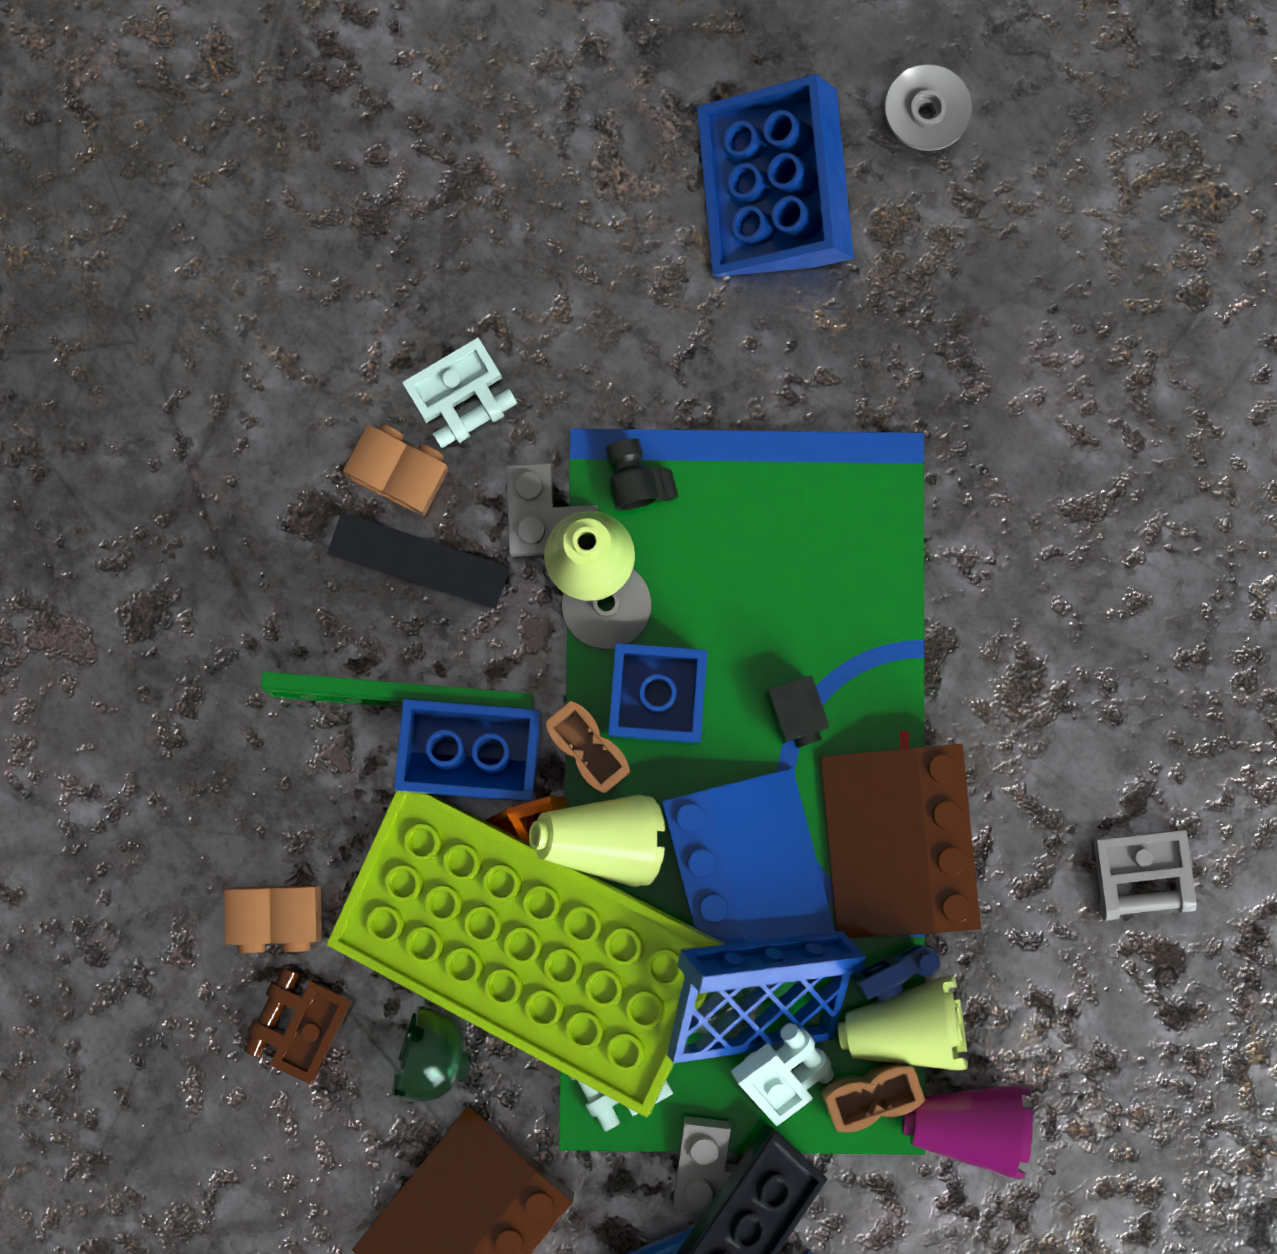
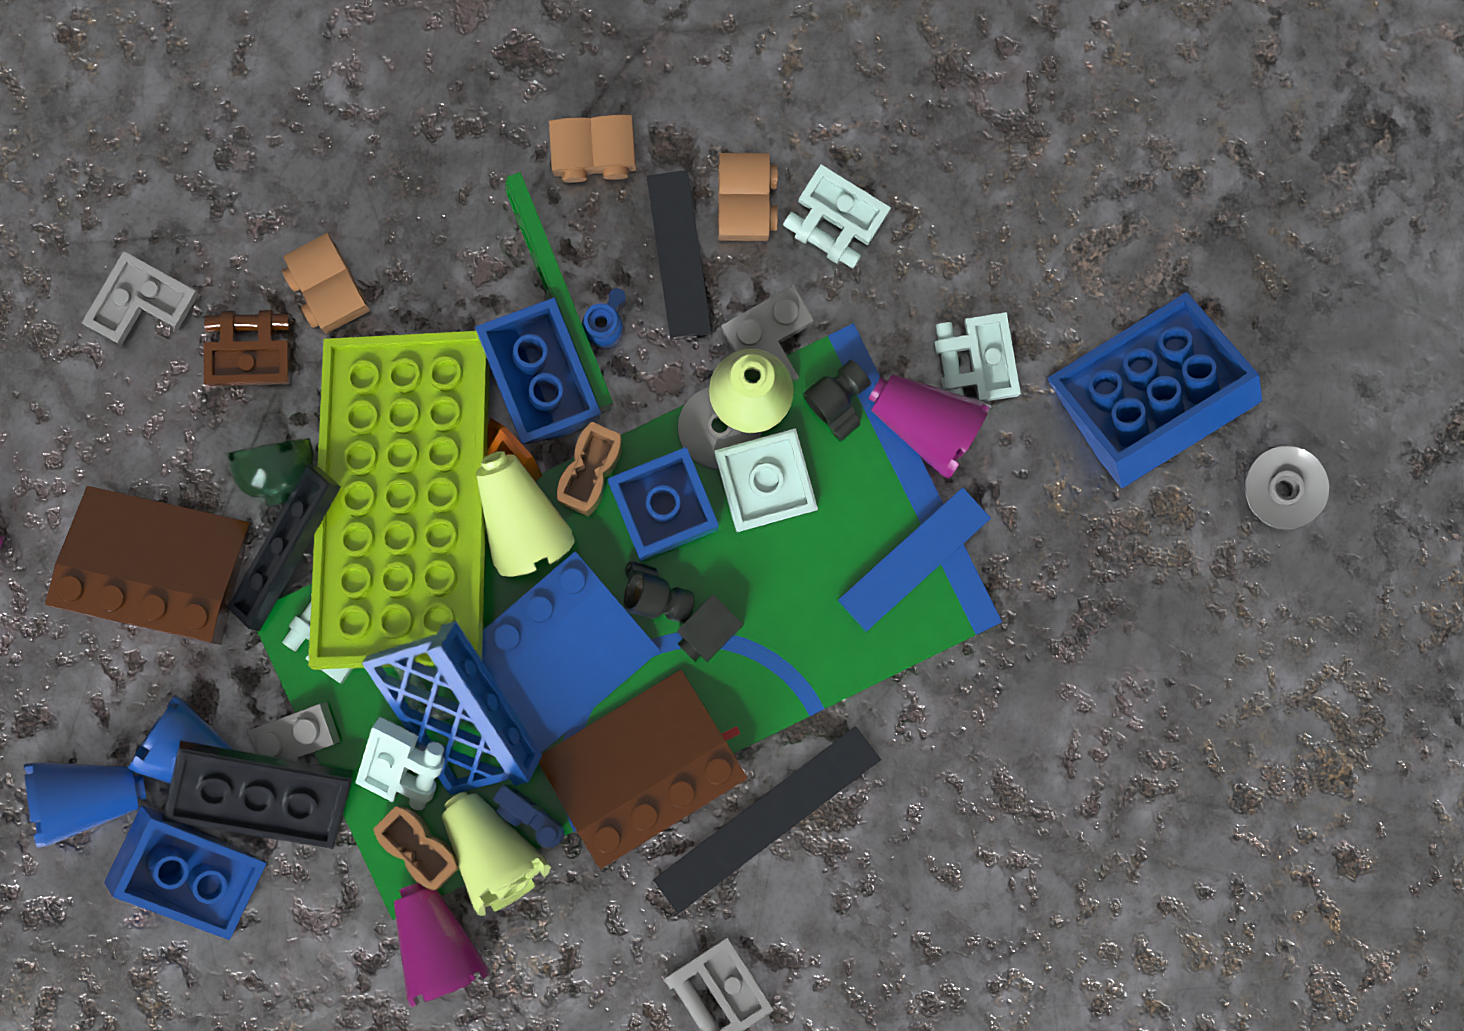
camera: 60 degrees right, 0 degrees up
(180, 1108) = (135, 288): none -> light grey plate
(272, 590) = (592, 147): none -> medium nougat brick
(450, 664) = (603, 322): none -> blue piece
(514, 1084) = (283, 547): none -> black tile
(667, 317) = (990, 355): none -> light aqua plate
(681, 585) = (765, 480): none -> light aqua plate
(702, 401) = (929, 419): none -> magenta cone
(739, 748) = (652, 596): none -> pearl dark grey piece
(825, 484) = (914, 559): none -> blue tile
(1001, 747) = (766, 819): none -> black tile

